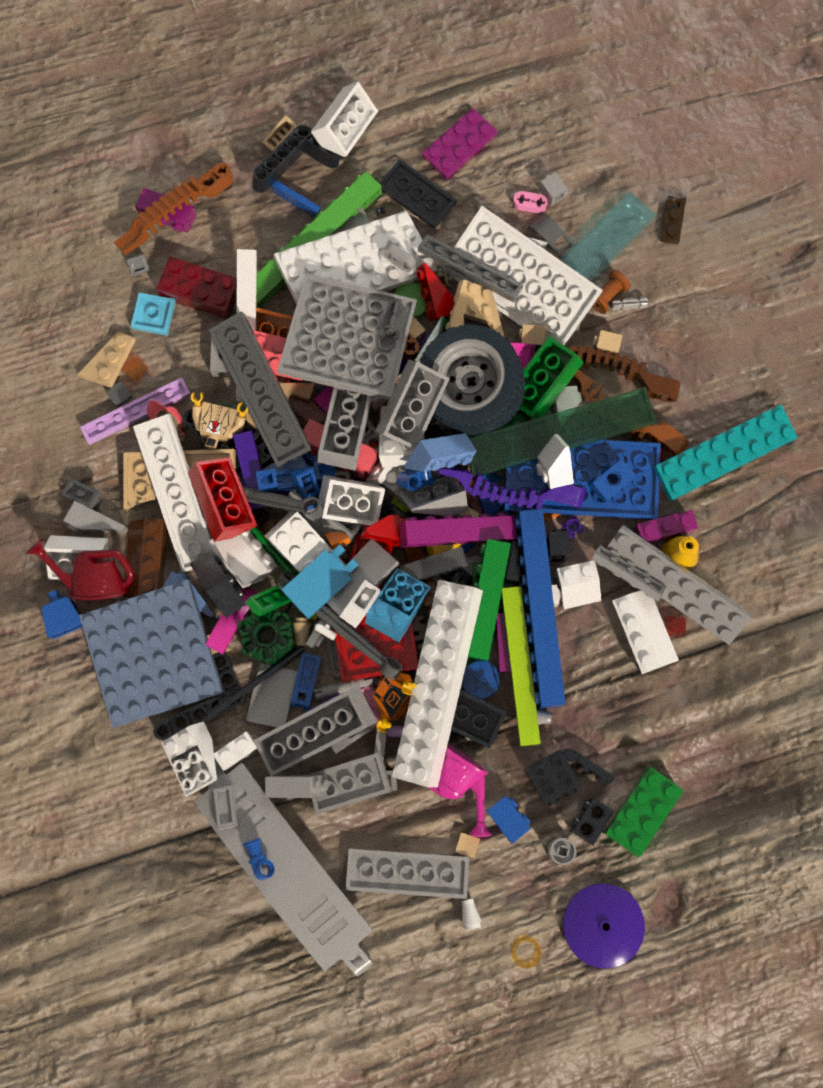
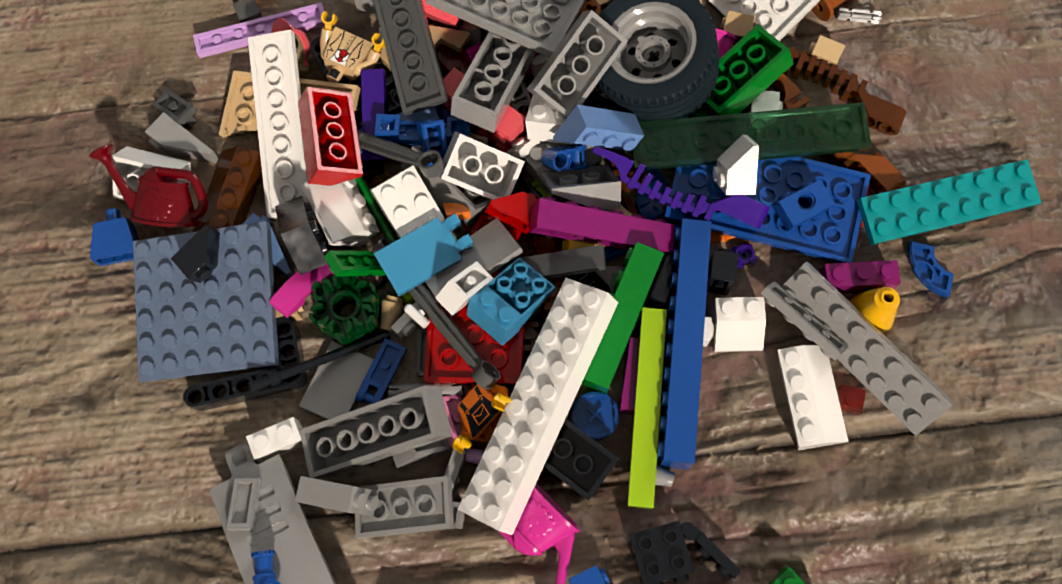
camera: 15 degrees right, 5 degrees down
(140, 619) = (199, 254): none -> black slope
(192, 757) = (220, 434): white slope -> none
(717, 509) = (928, 270): none -> blue tile

